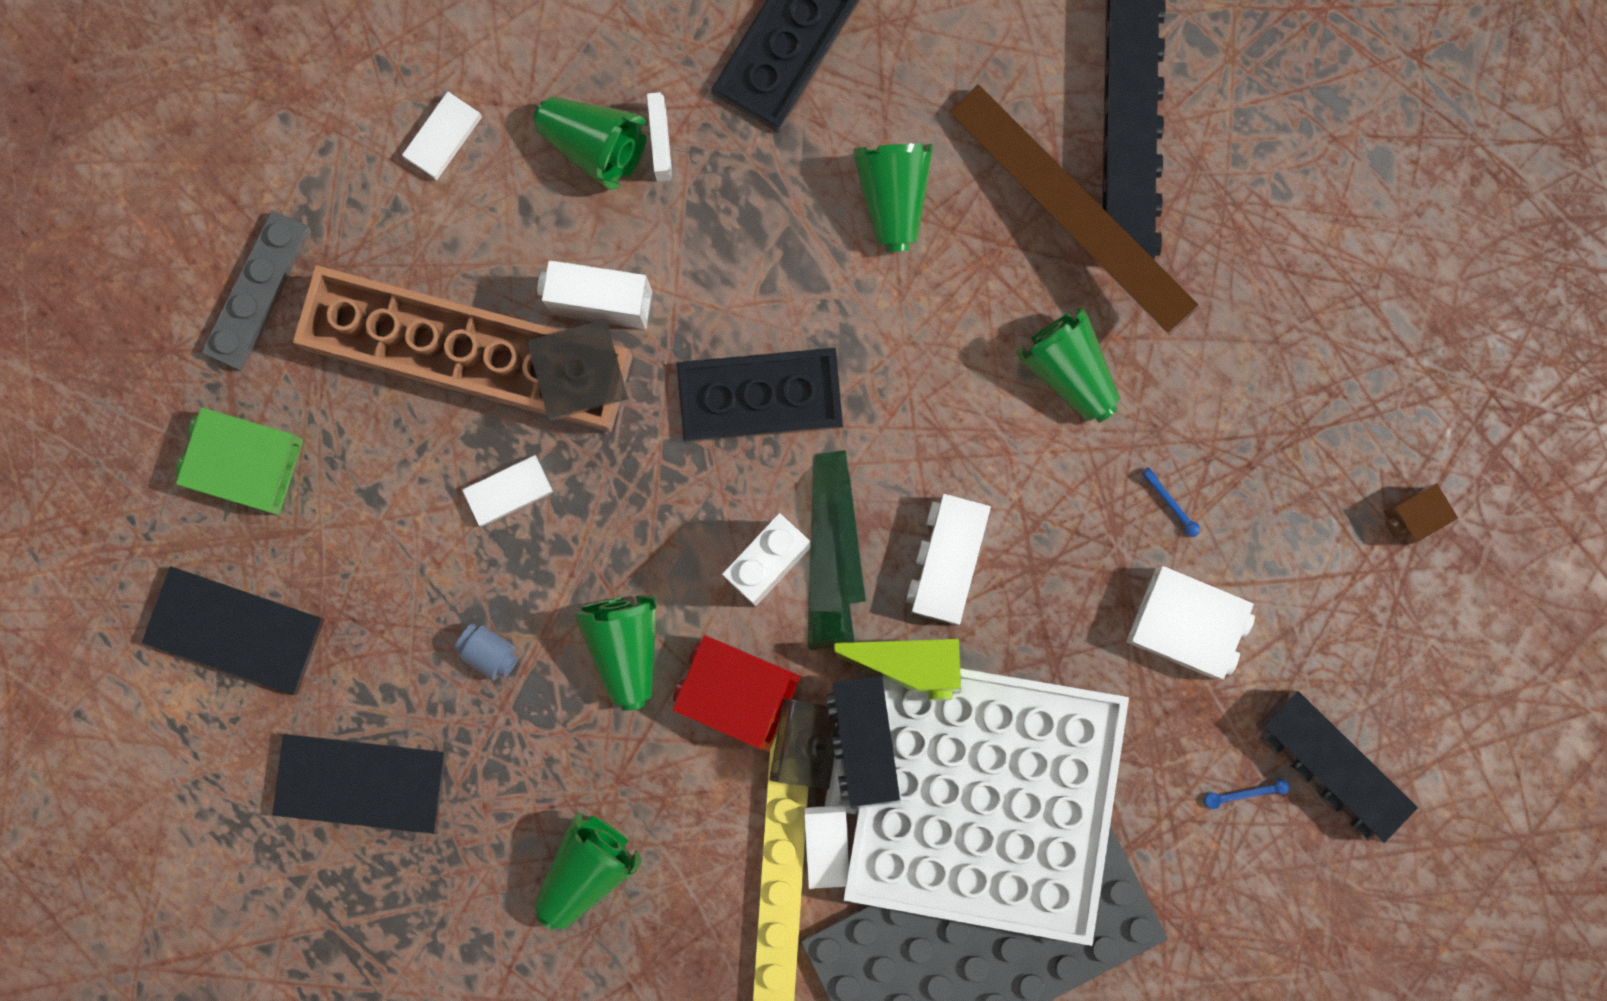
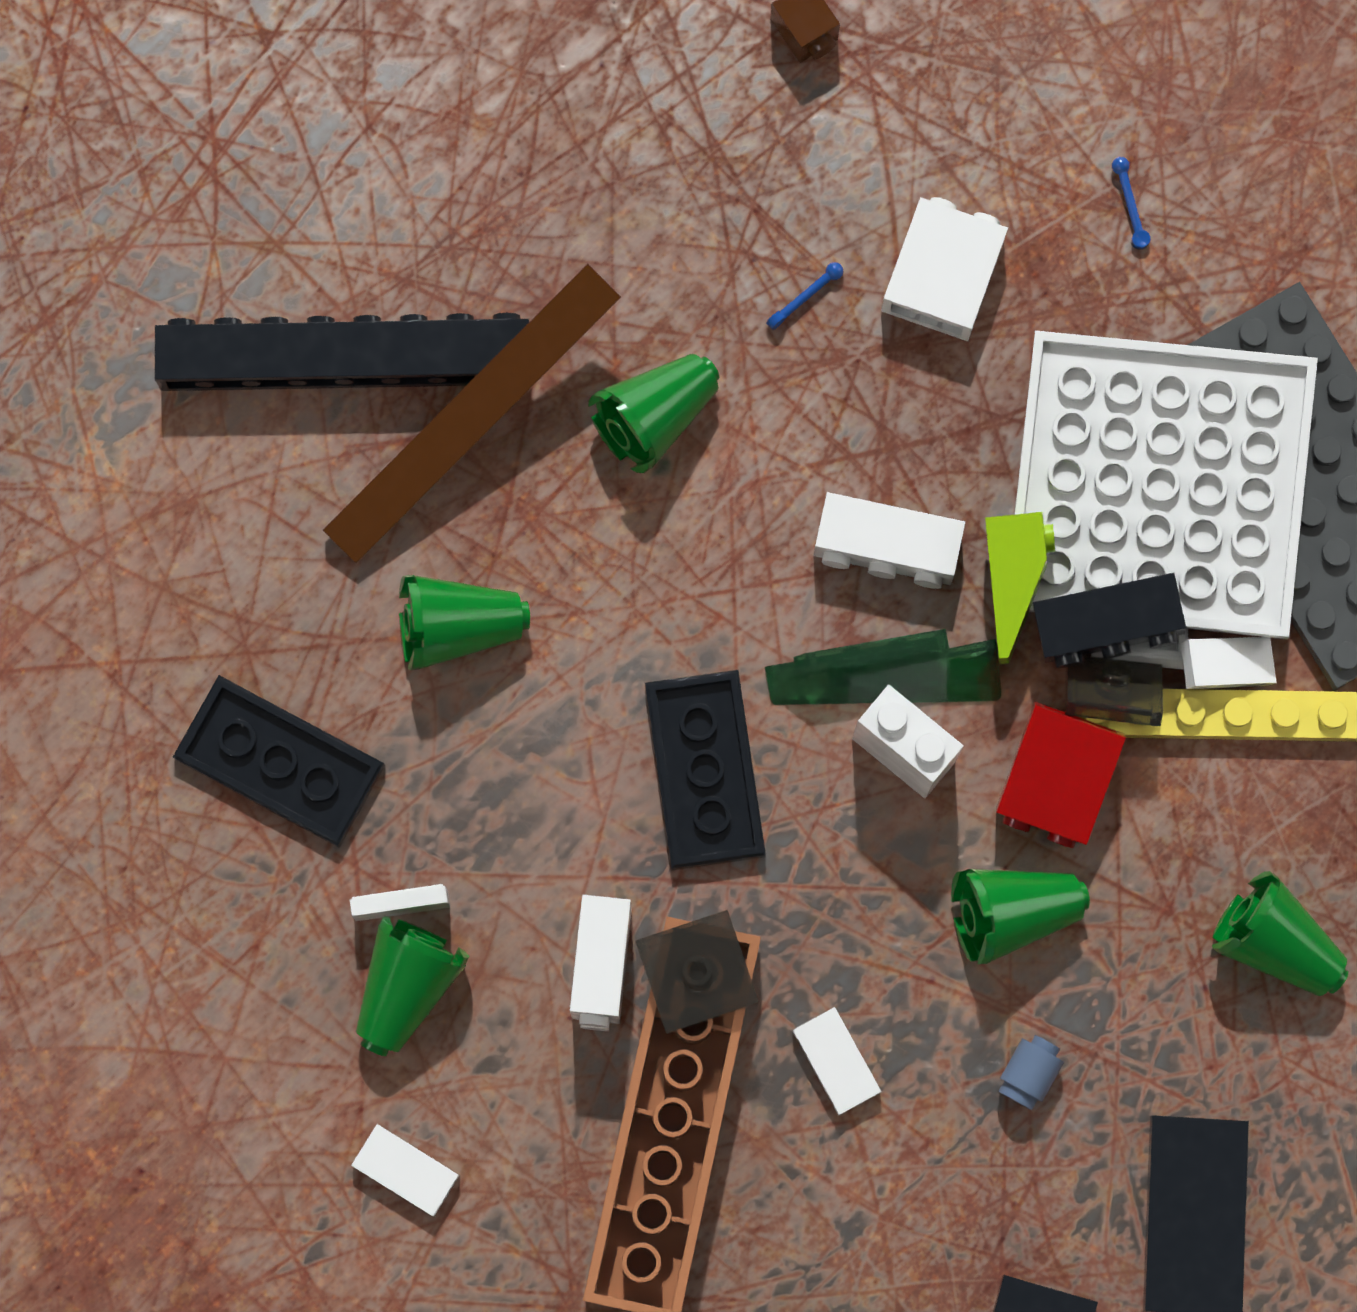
camera: 95 degrees left, 5 degrees down
(1336, 767) = (1094, 106): black brick -> none

